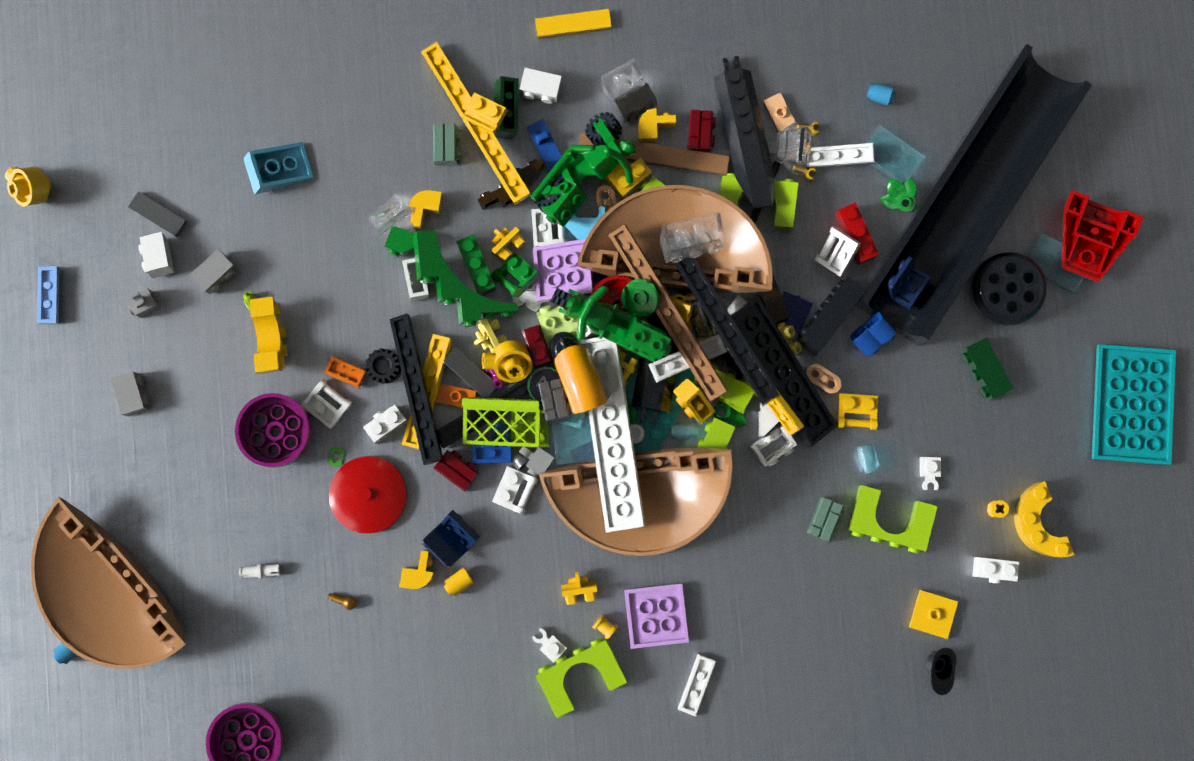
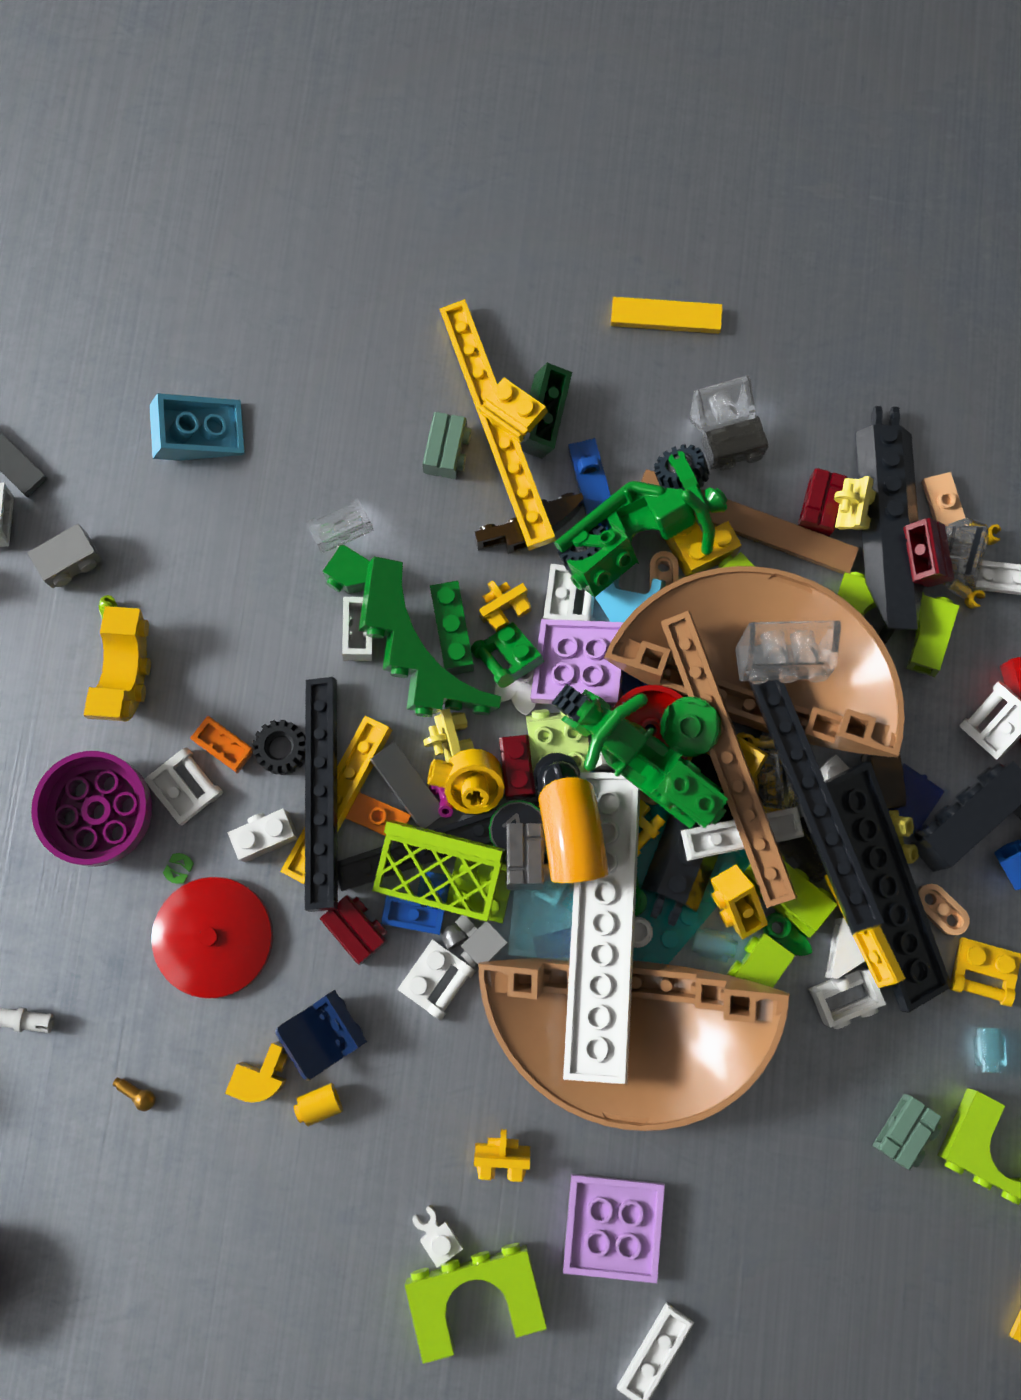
camera: 10 degrees right, 5 degrees down
(424, 202) = (396, 521): yellow brick -> none
(540, 85) = (601, 390): white brick -> none
(605, 626) = (530, 1227): yellow bush -> none
(650, 122) = (753, 475): yellow brick -> none
(719, 129) = (854, 503): none -> light yellow hips
(772, 152) = (928, 552): none -> dark red brick

